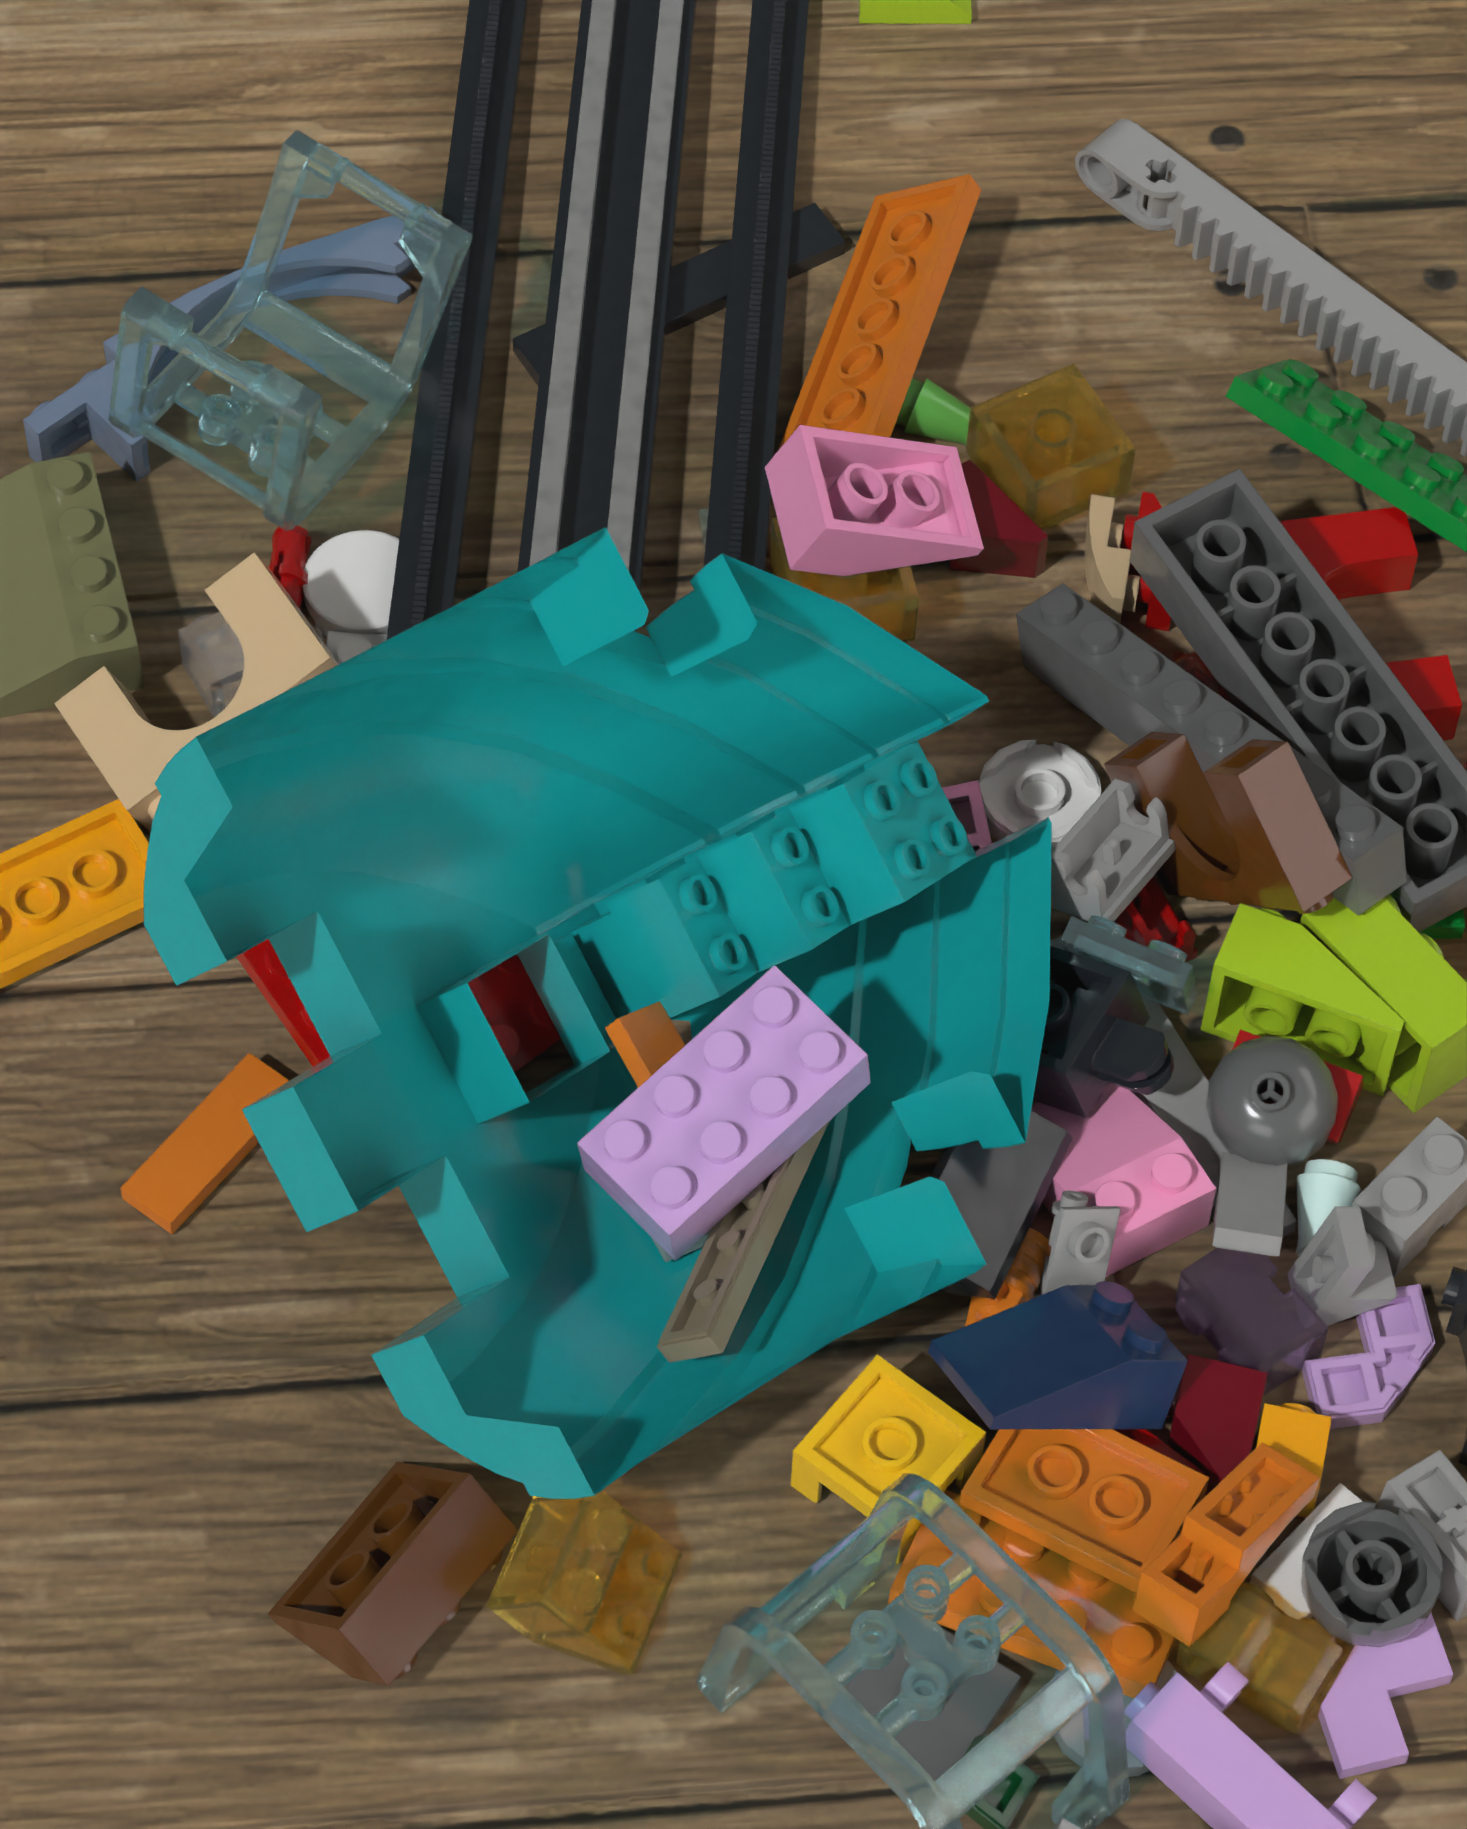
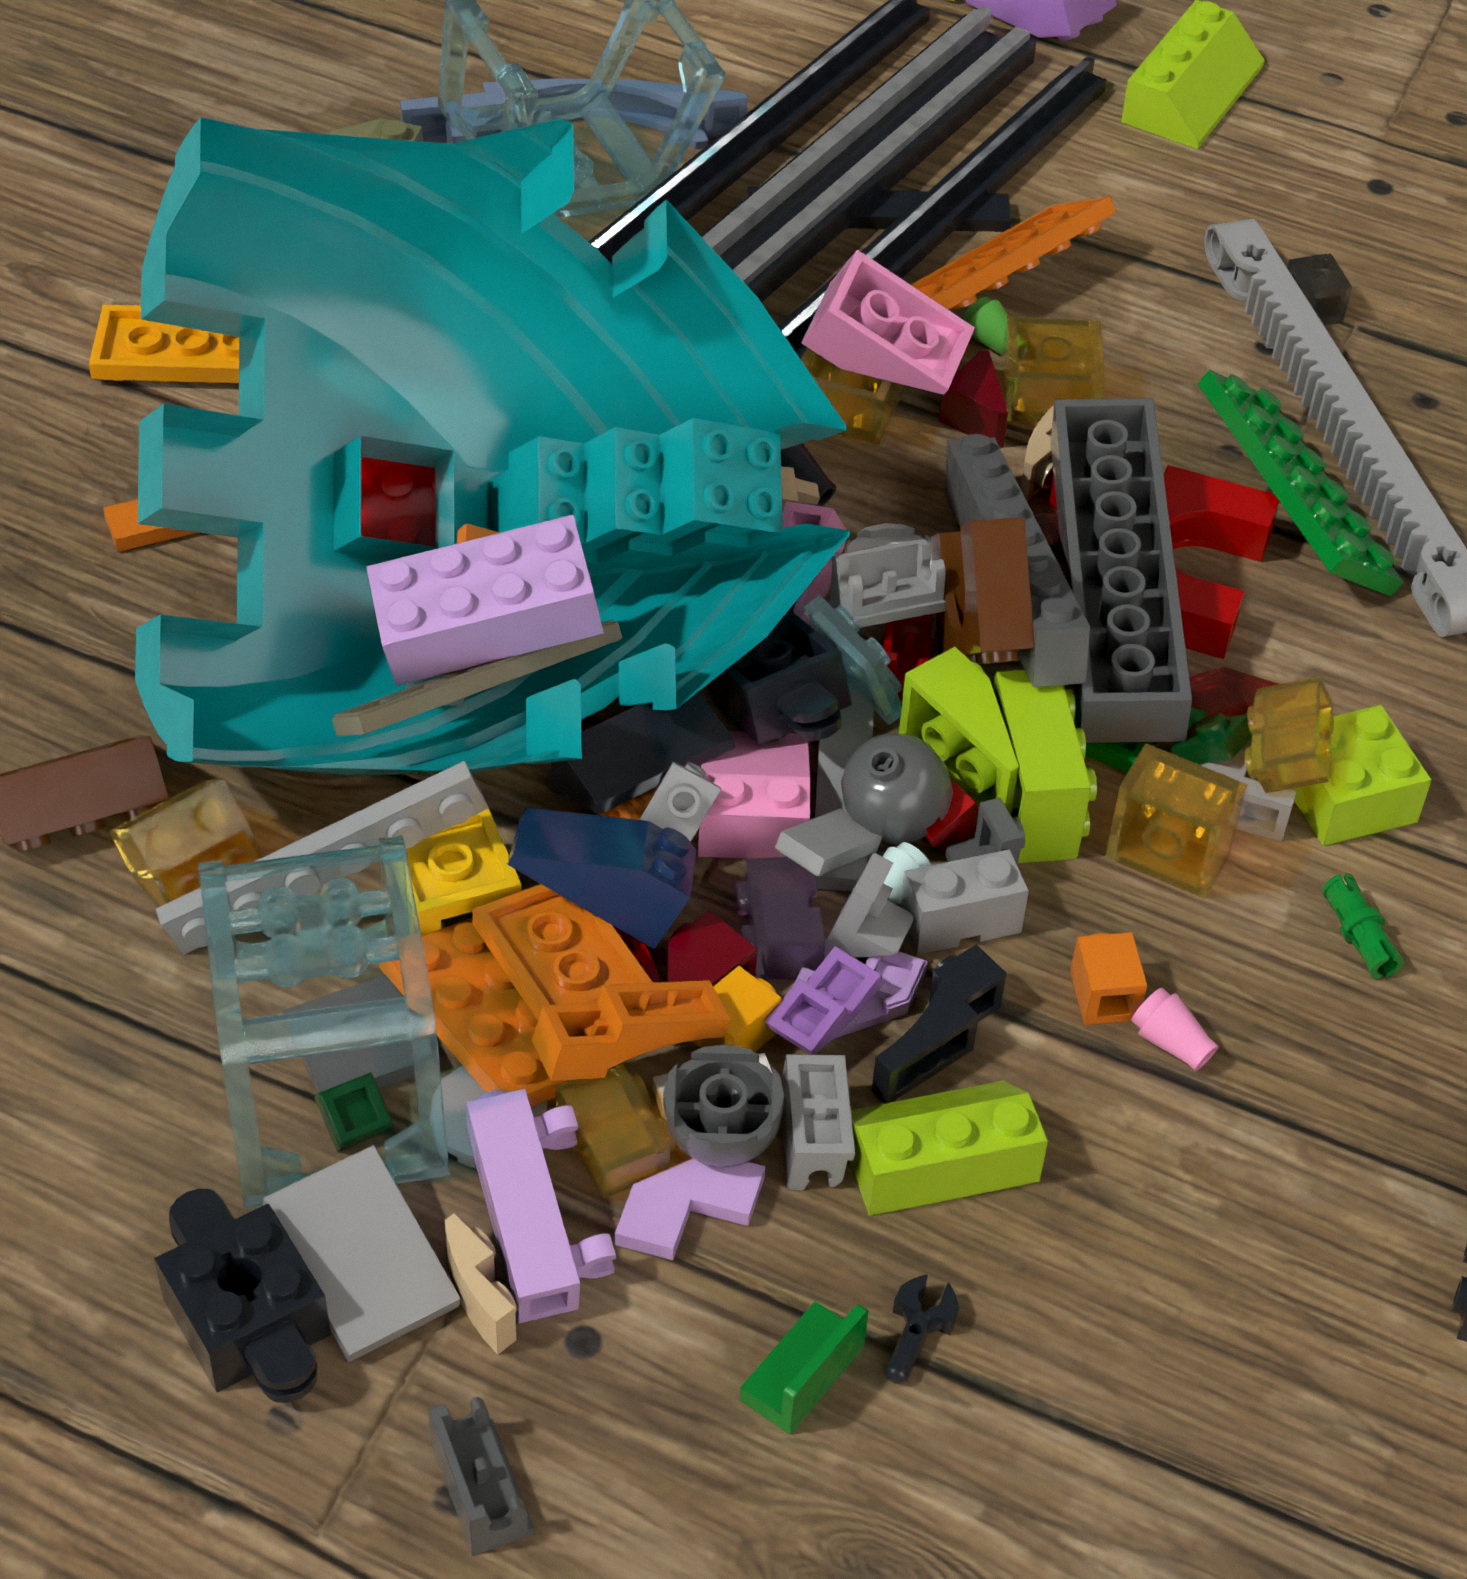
camera: 30 degrees right, 10 degrees down
(751, 1543) = (413, 813): none -> light grey plate
(1251, 174) = (1322, 285): none -> clear smoke brick
(1365, 1393) = (826, 1003): none -> medium lavender slope
(1397, 1113) = (994, 833): none -> dark grey bracket

